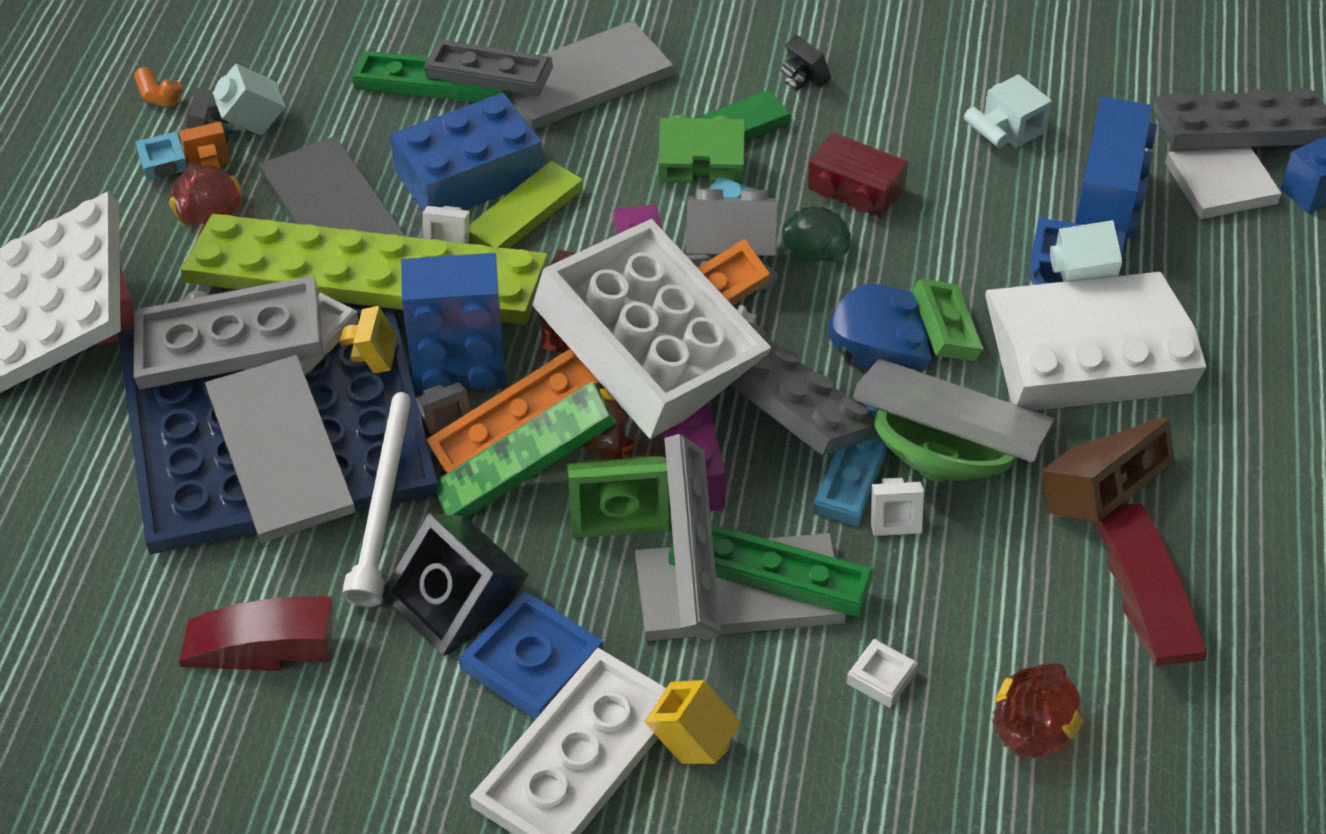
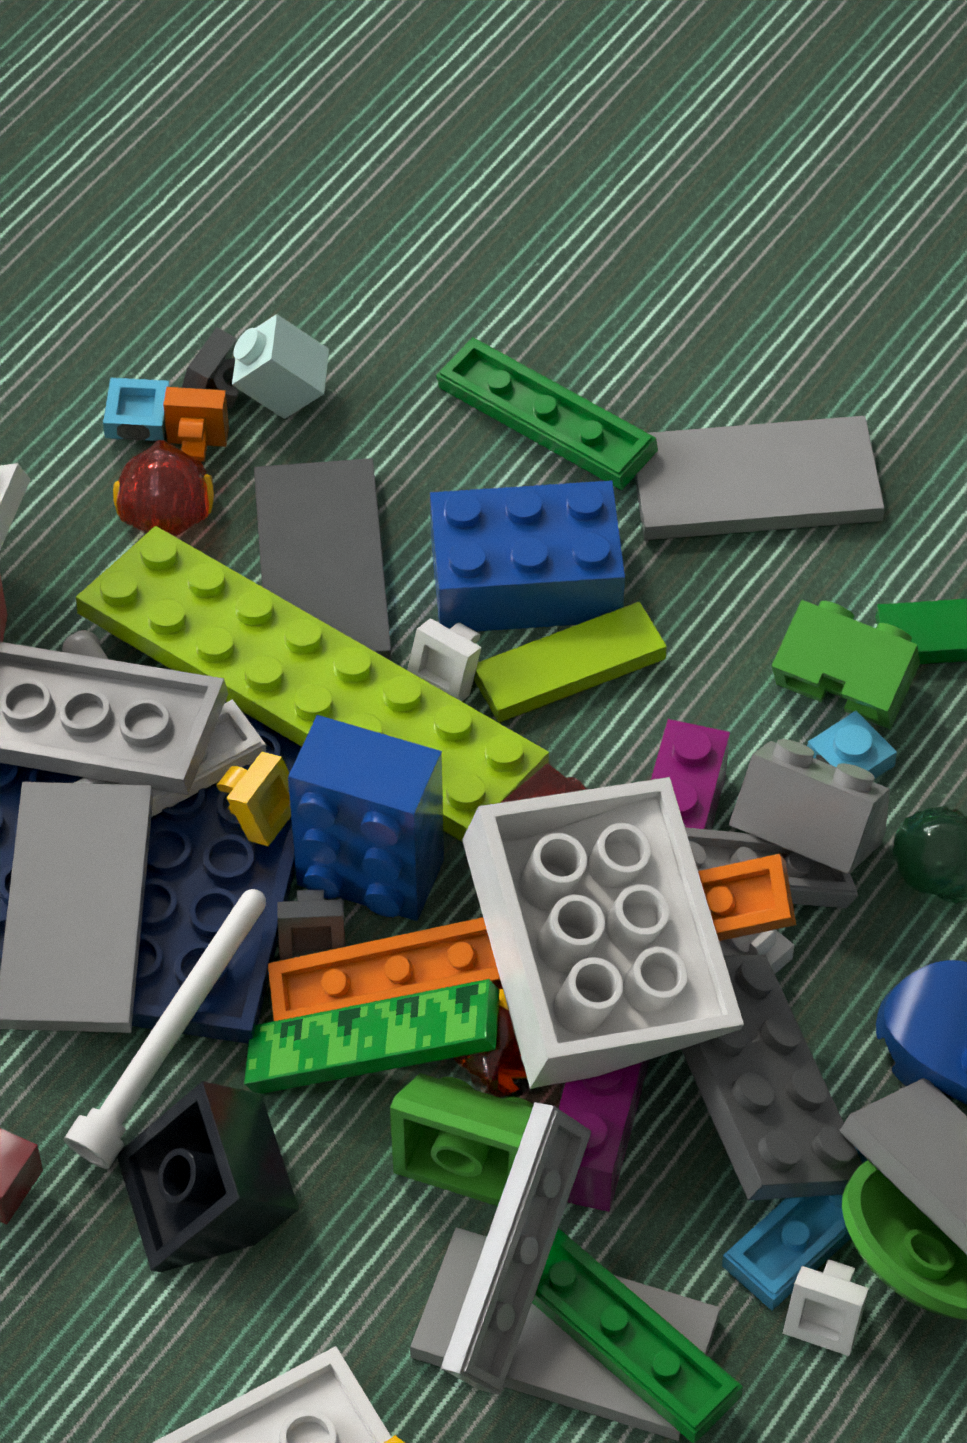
camera: 25 degrees right, 5 degrees up
(151, 92) = (174, 306): orange arm -> none
(488, 67) = (617, 430): dark grey tile -> none
(529, 654) = (252, 1316): blue plate -> none

